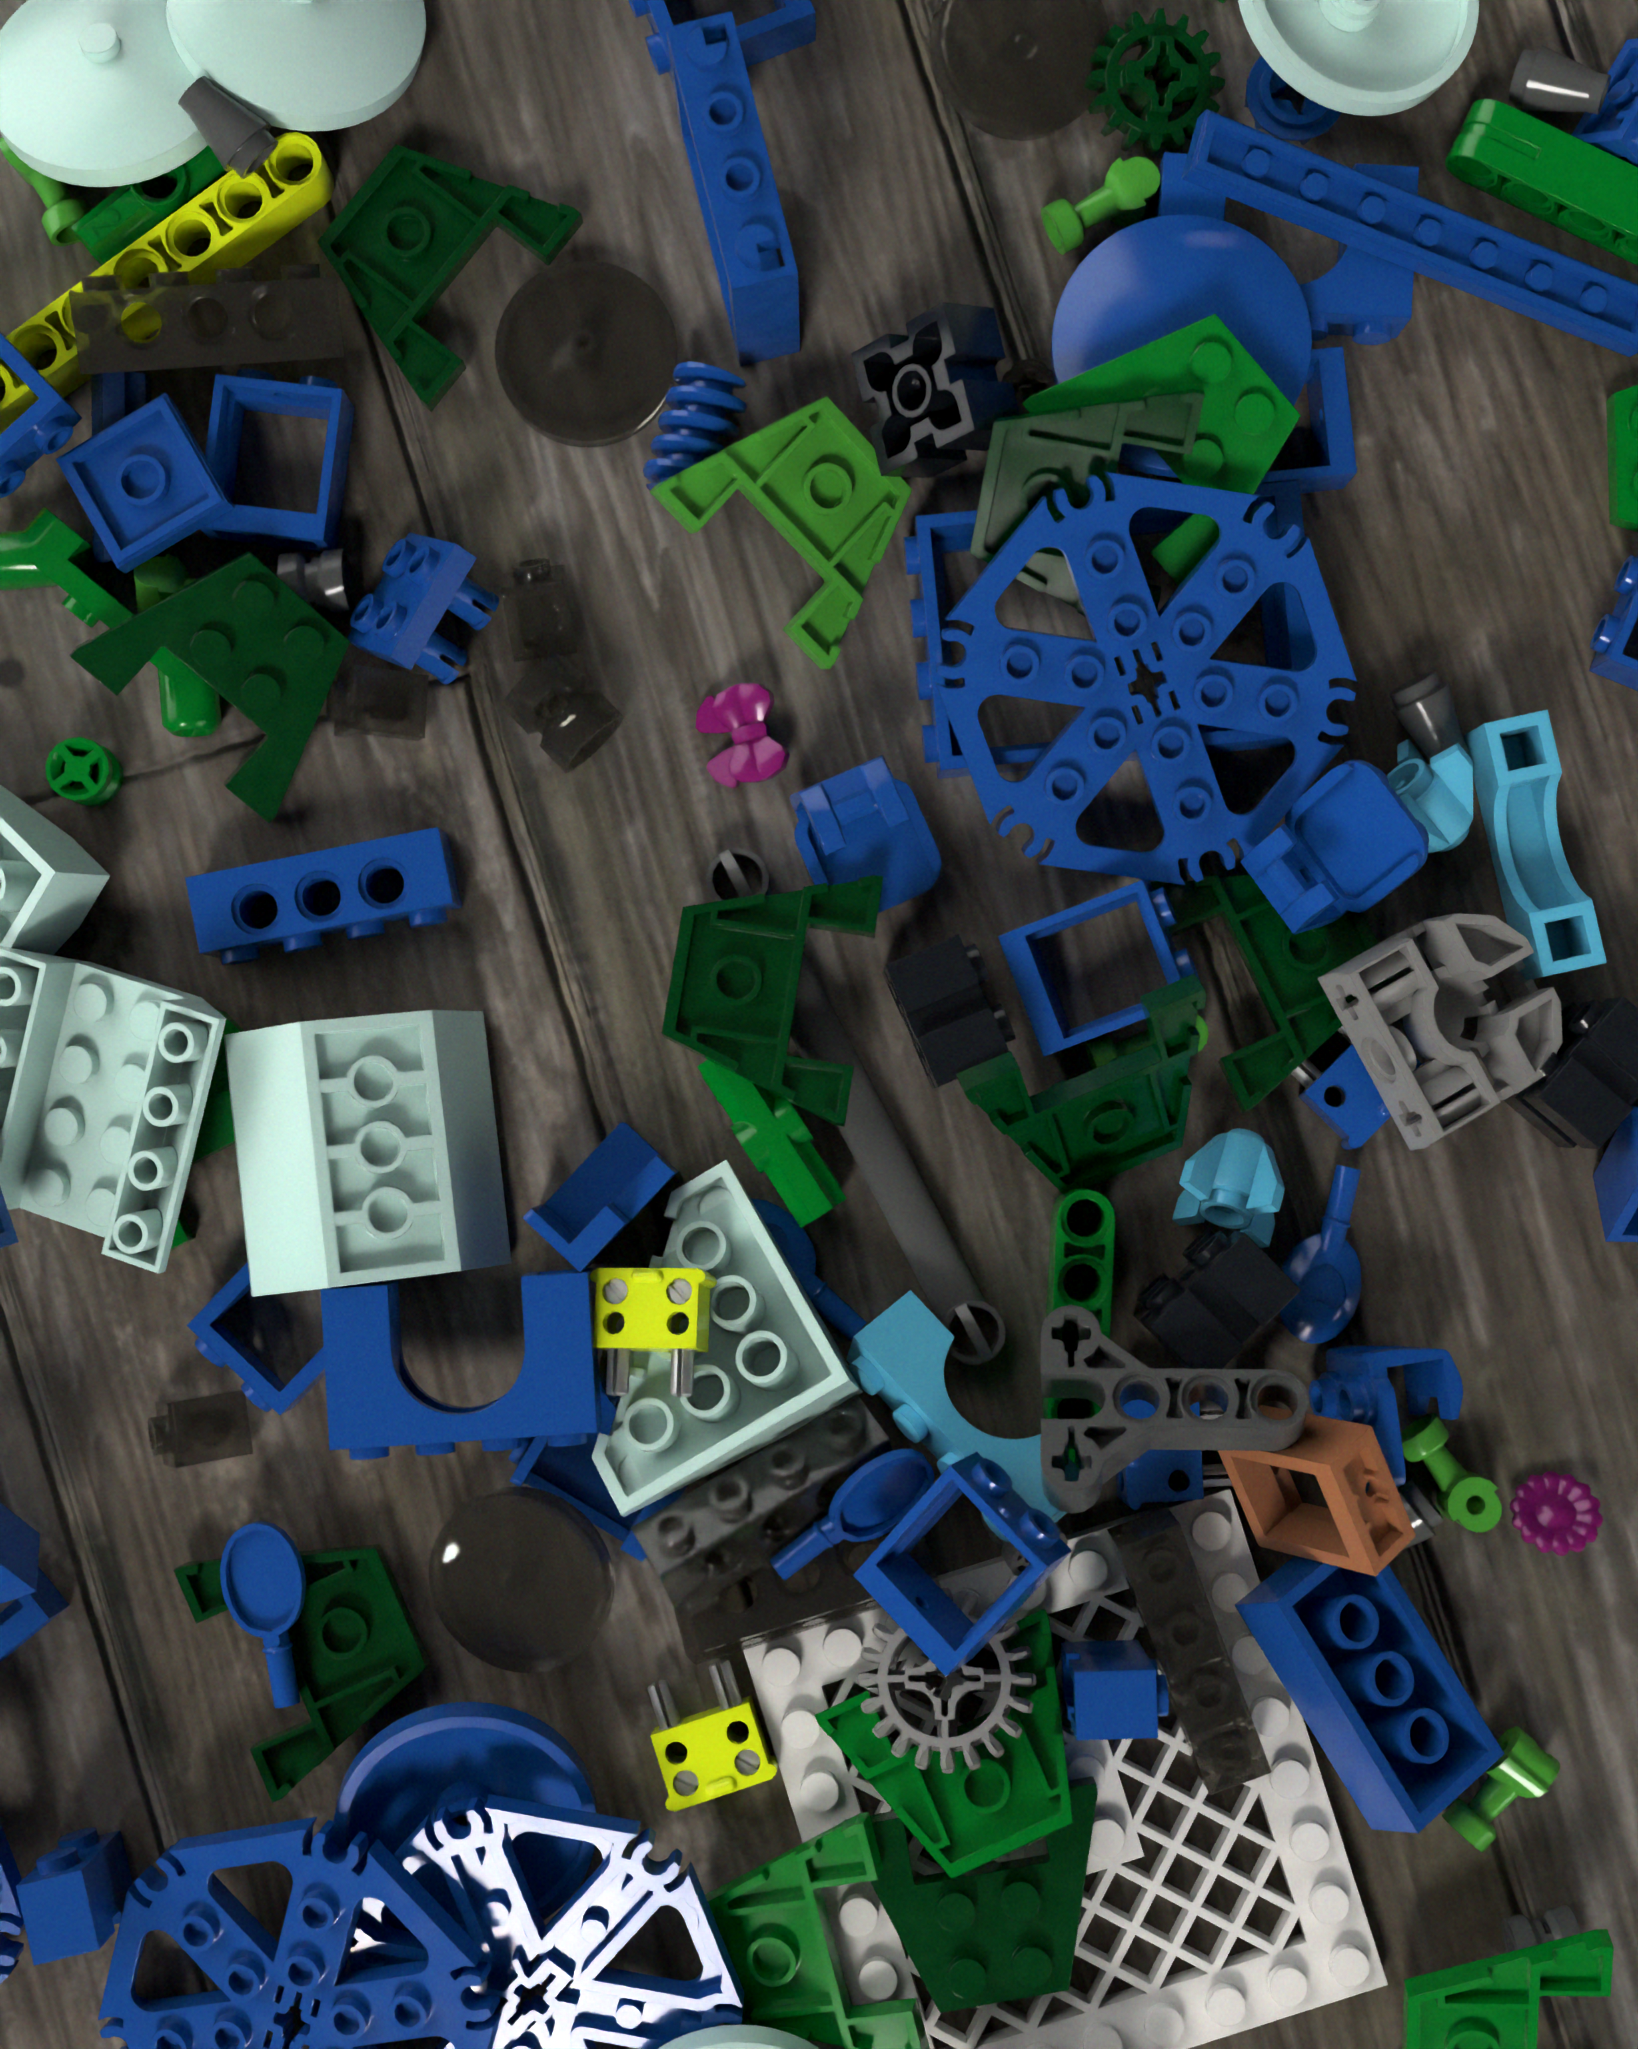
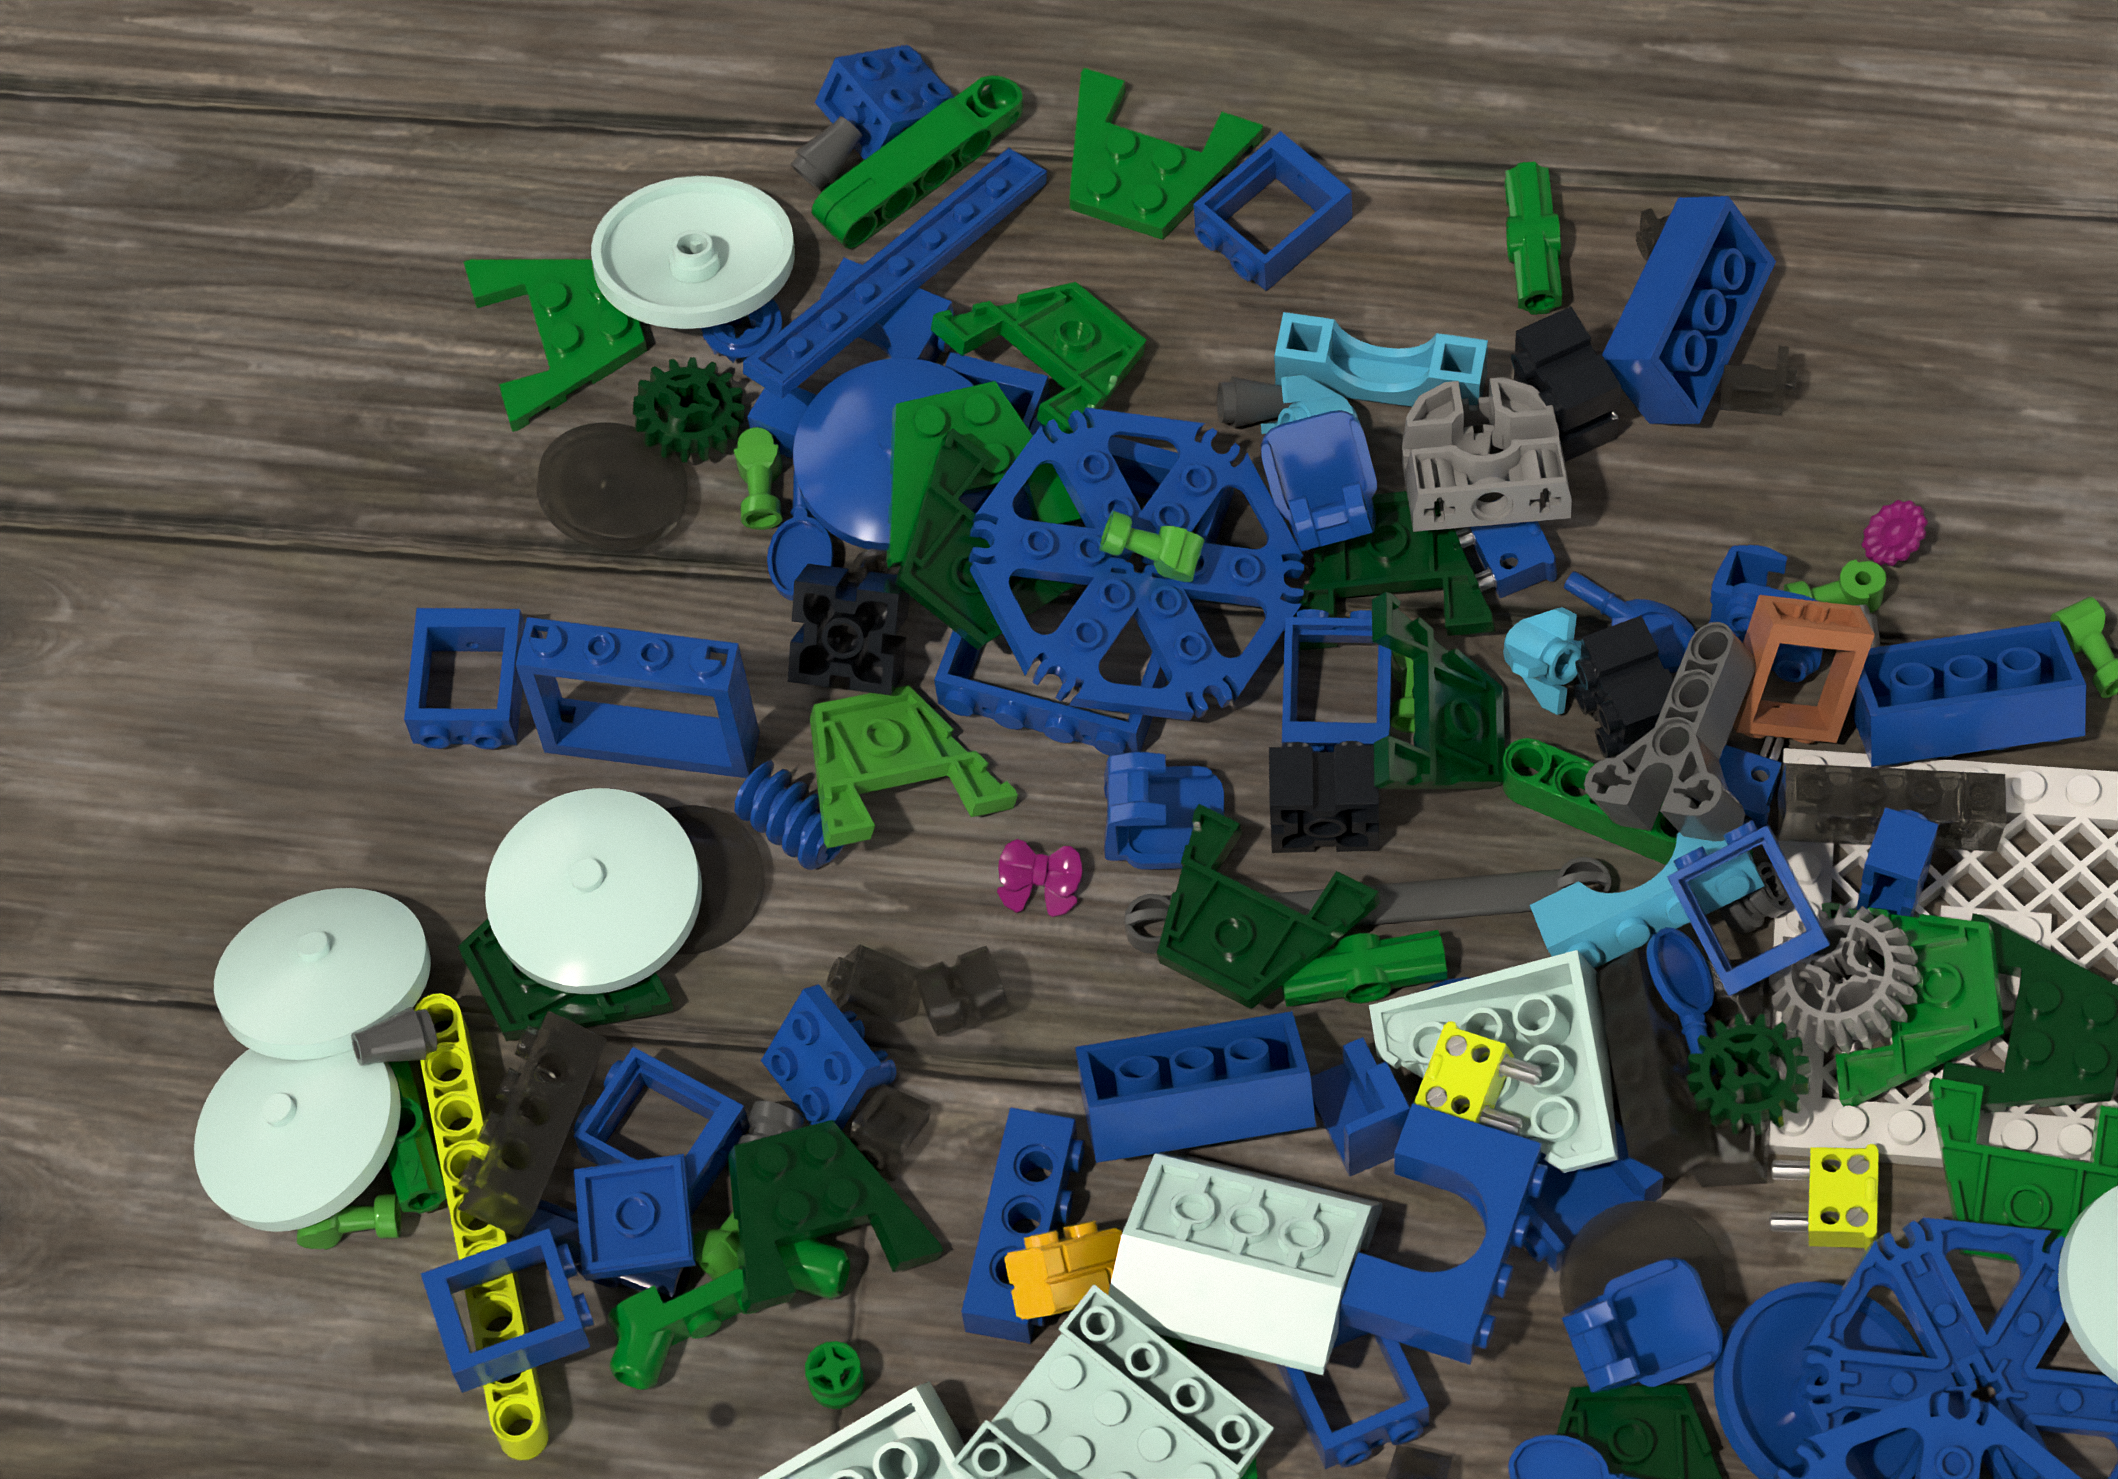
camera: 60 degrees left, 25 degrees down
(266, 970) = (1058, 1273): none -> yellow brick
(455, 1615) = (1645, 1328): none -> blue piece
(511, 258) = (593, 891): none -> light aqua dish
(538, 1015) = (1195, 1086): none -> blue brick
(745, 1617) = (1752, 1096): none -> dark green gear
(1024, 294) = (796, 544): none -> blue piece
(1164, 716) = (1172, 550): none -> bright green leg
(1424, 469) = (1063, 334): none -> green wing

